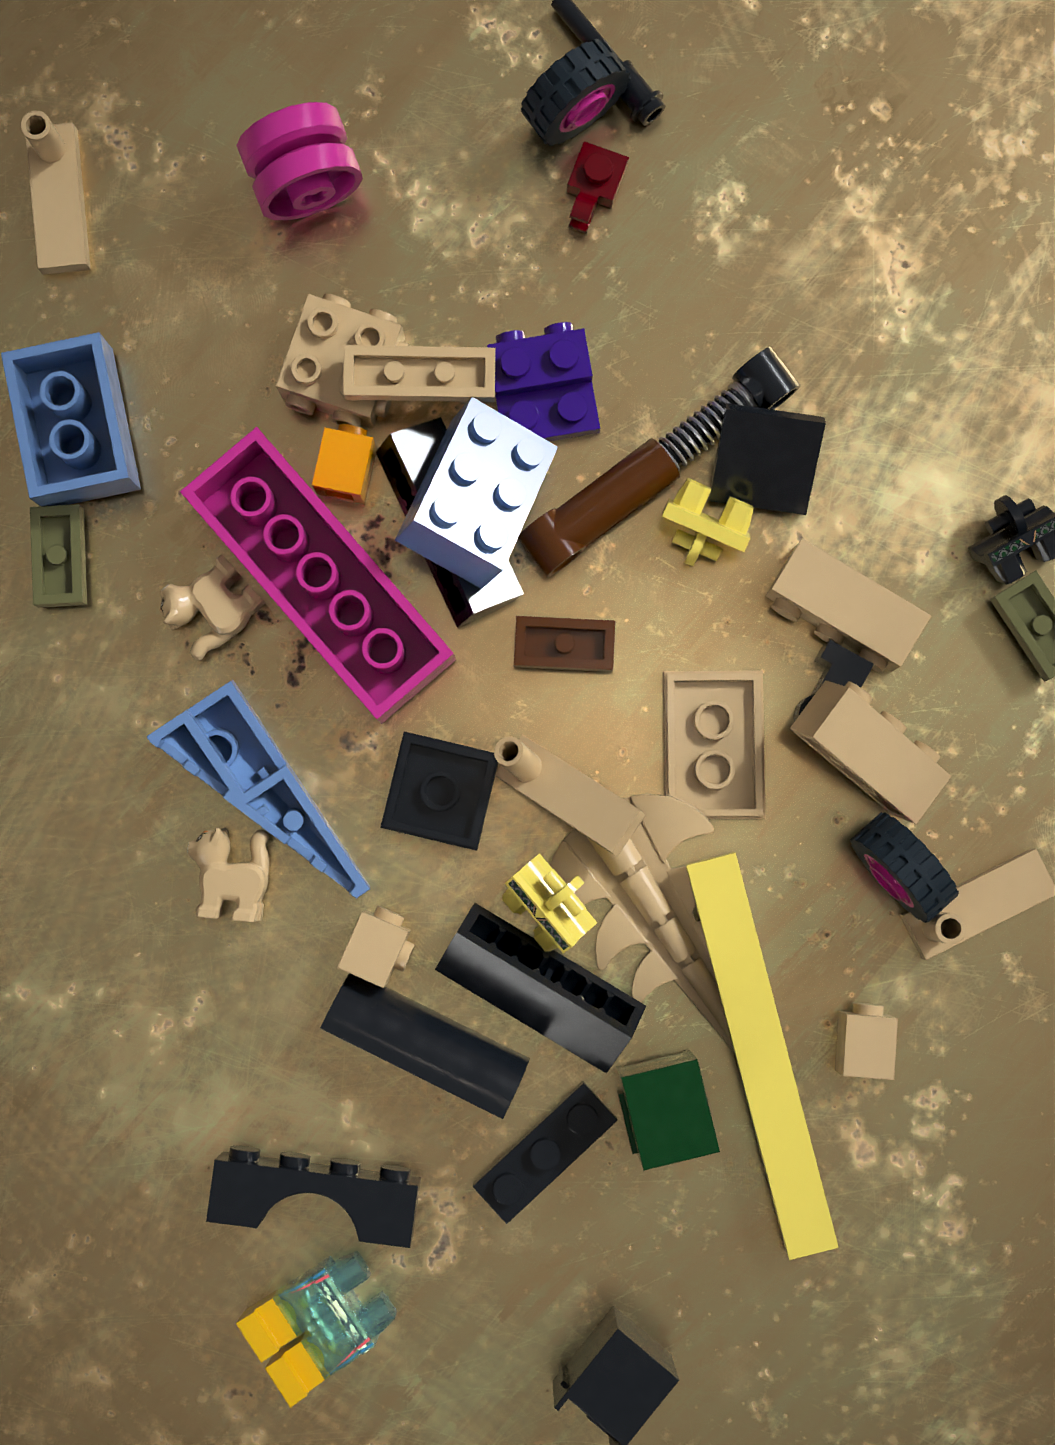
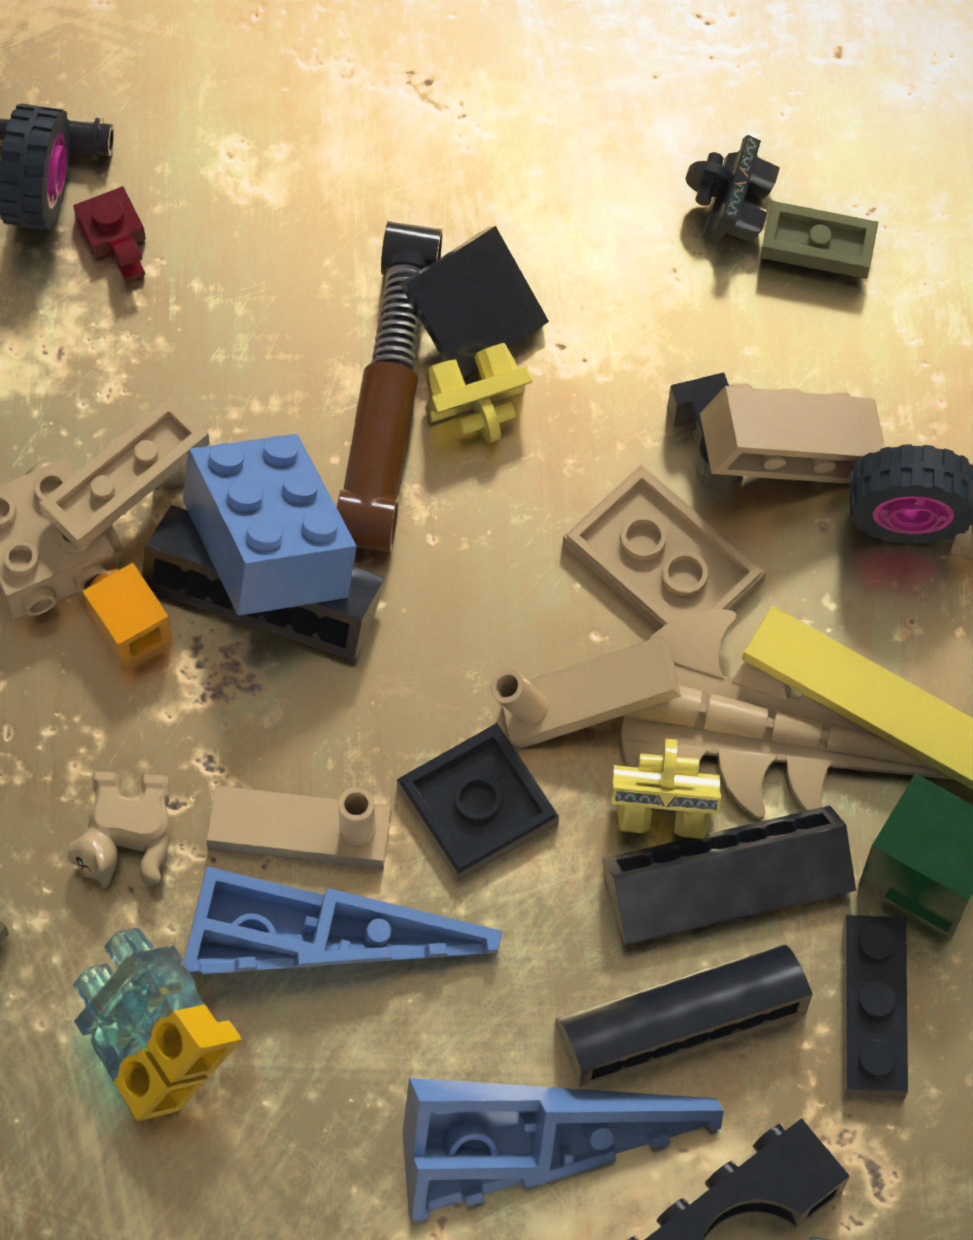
camera: 45 degrees left, 20 degrees down
(99, 748) = (150, 1025): none -> hips
(230, 881) = (369, 1043): tan animal -> none
(238, 1003) = (492, 1136): none -> medium blue wedge
(318, 575) = (197, 713): dark pink brick -> none
(318, 703) = (301, 826): none -> tan piece
(377, 947) = (558, 969): tan brick -> none
(546, 382) = (236, 395): dark purple plate -> none
(564, 643) = (459, 588): reddish brown plate -> none
(847, 607) = (649, 352): tan brick -> none

